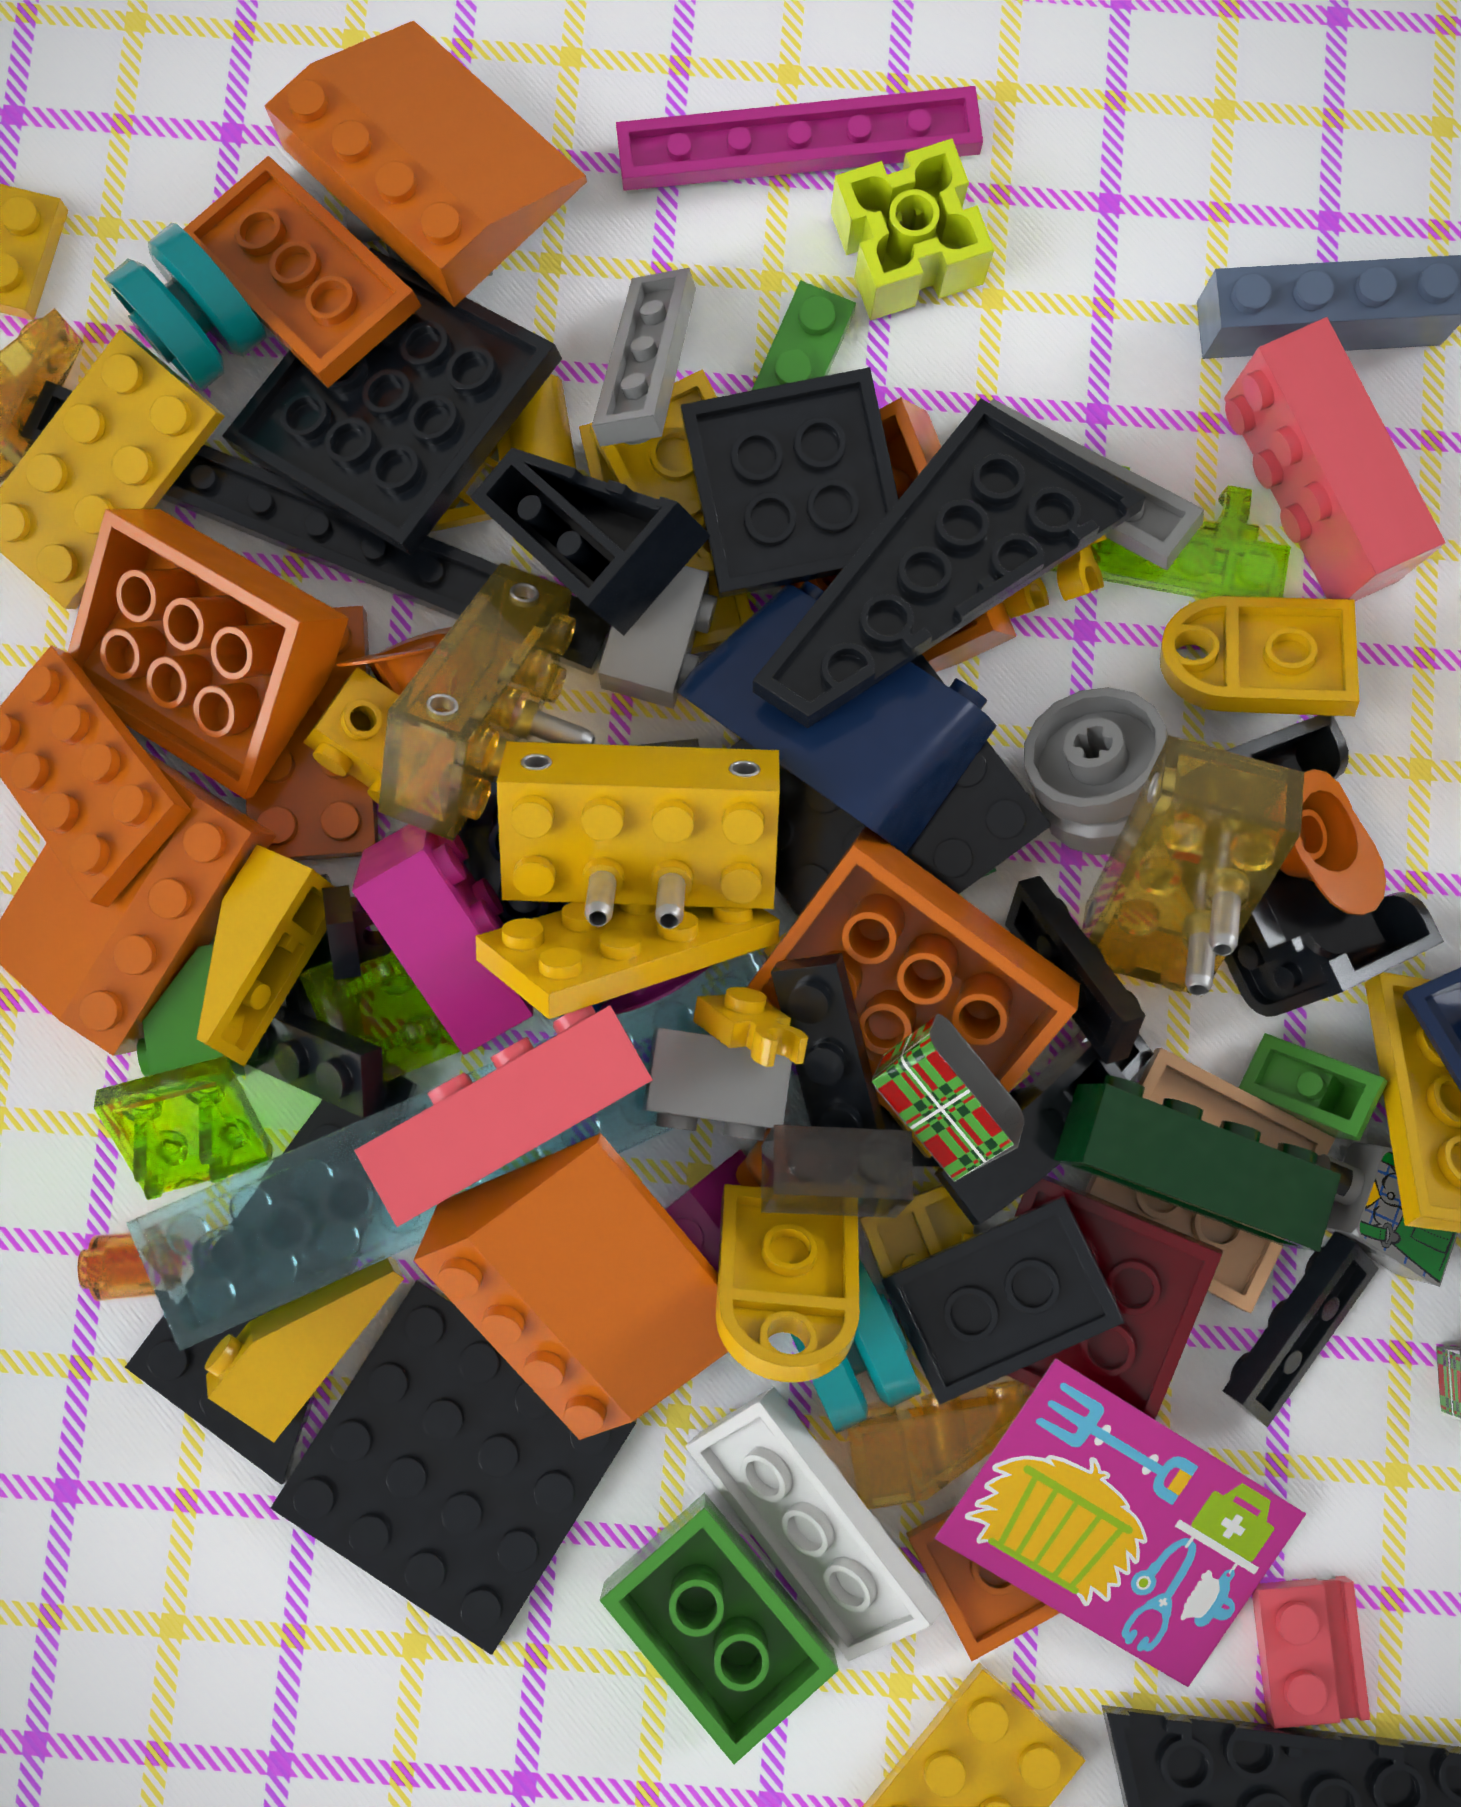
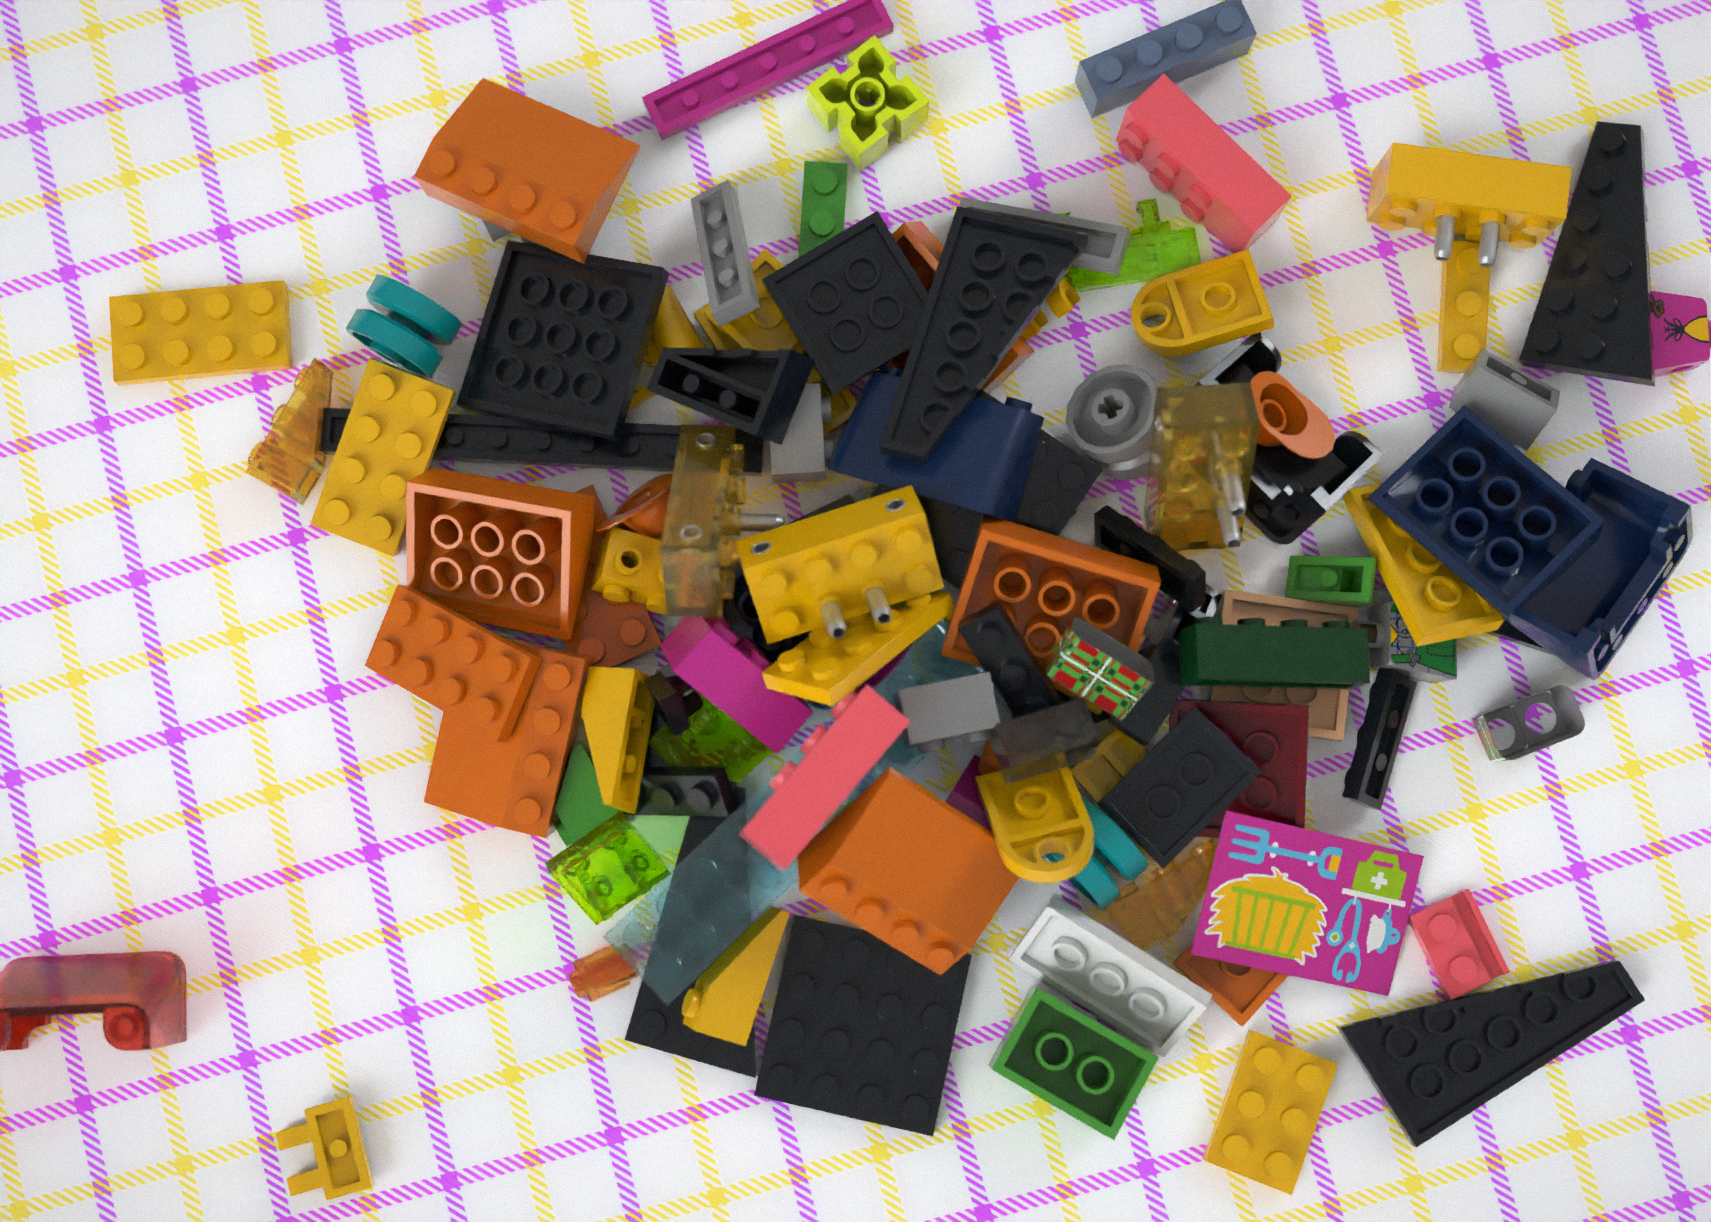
camera: 15 degrees left, 0 degrees up
(302, 271) = (470, 273): orange plate -> none
(747, 1020) = (954, 665): yellow plate -> none

